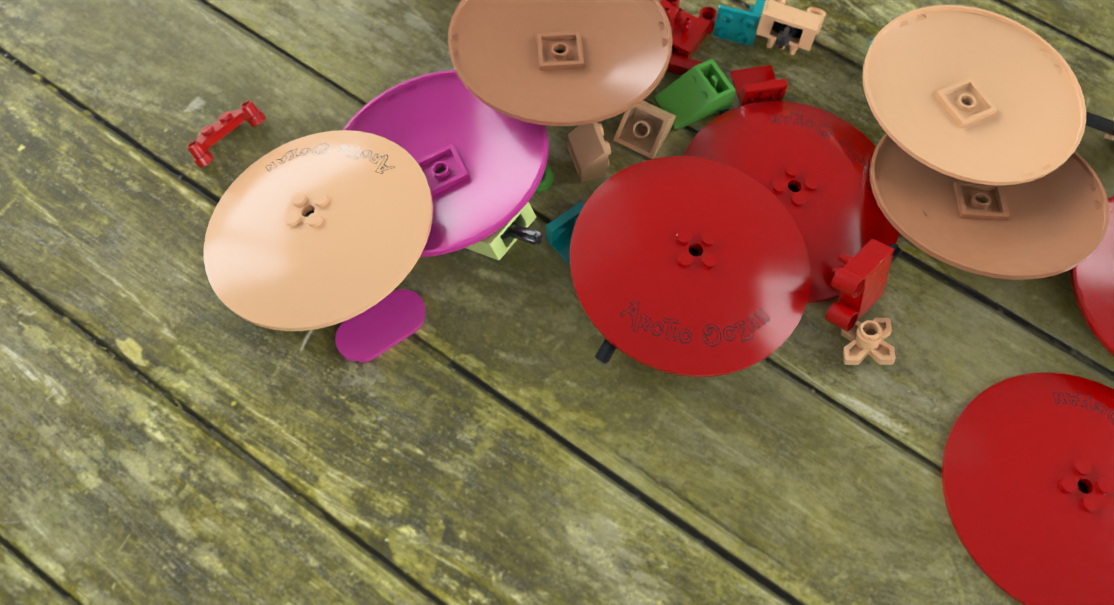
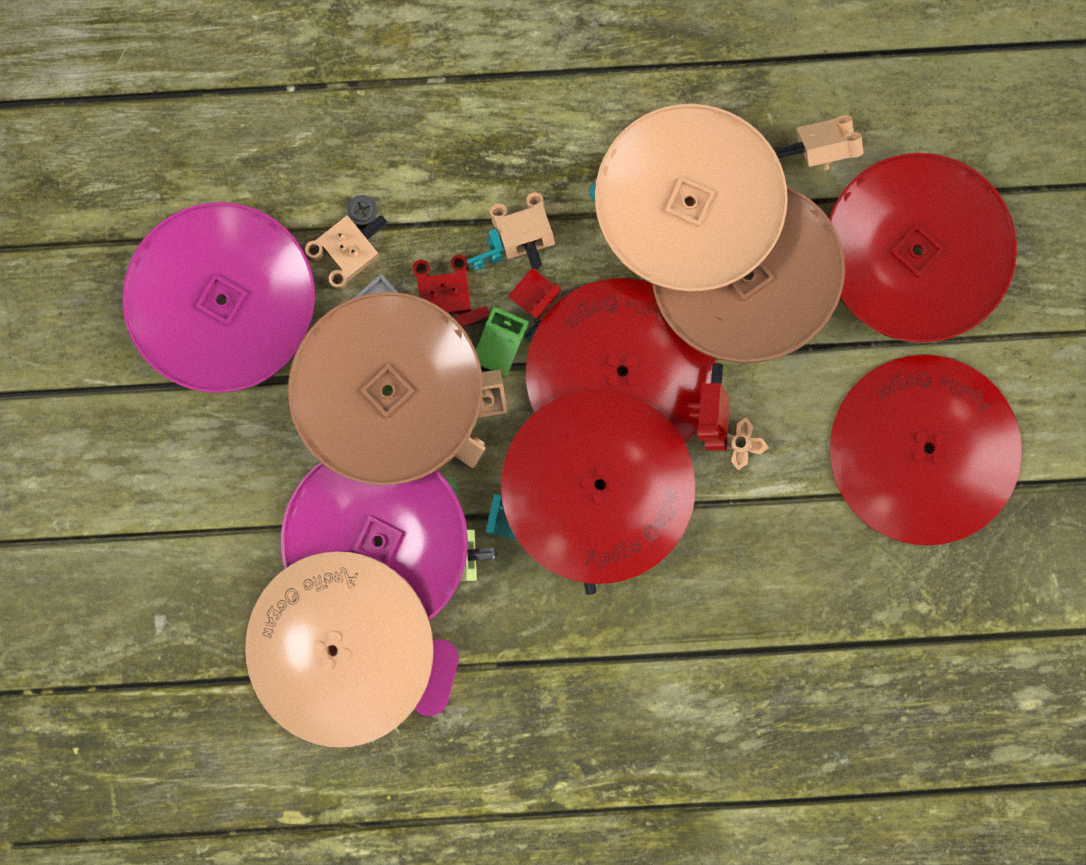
camera: 35 degrees left, 20 degrees up
(227, 122) = (201, 630): red plate -> none

